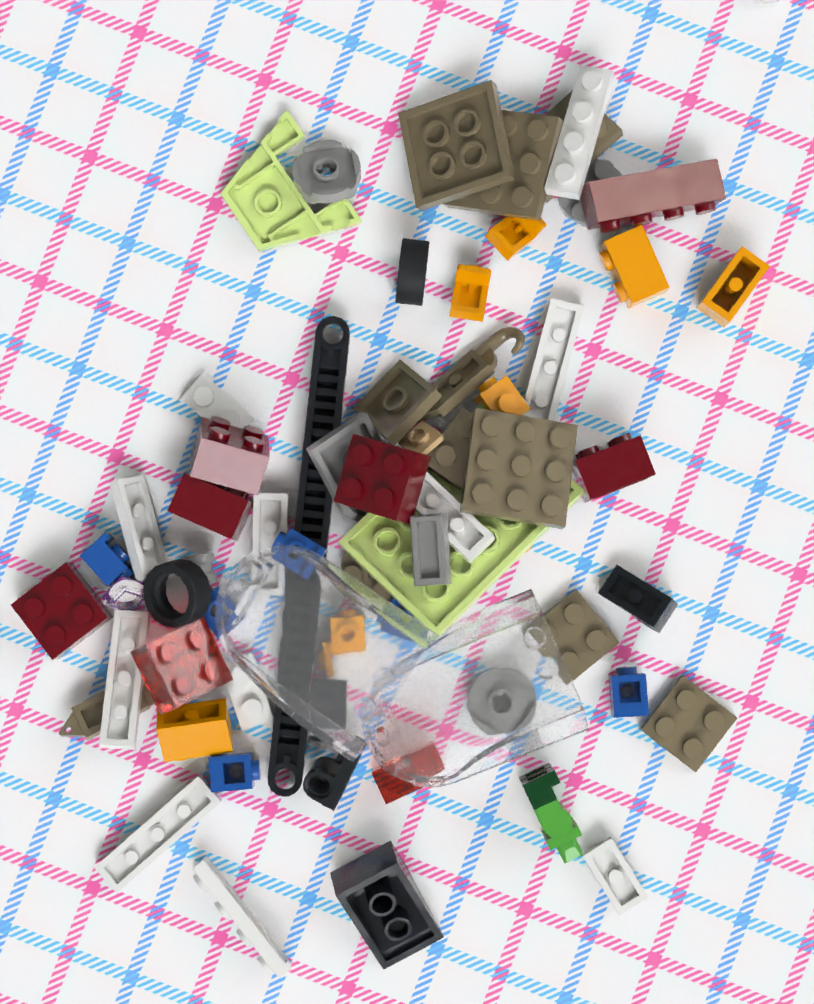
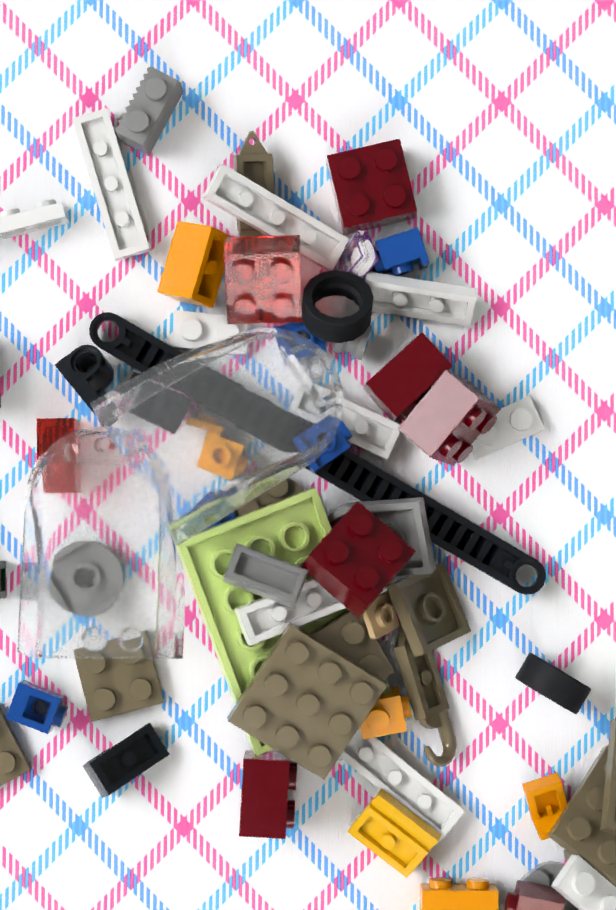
camera: 105 degrees right, 0 degrees up
(80, 830) = (149, 110): none -> light grey brick
(223, 780) = (137, 270): blue brick -> none
(470, 292) = (506, 732): light orange bracket -> none
(596, 348) = (394, 833): none -> yellow plate

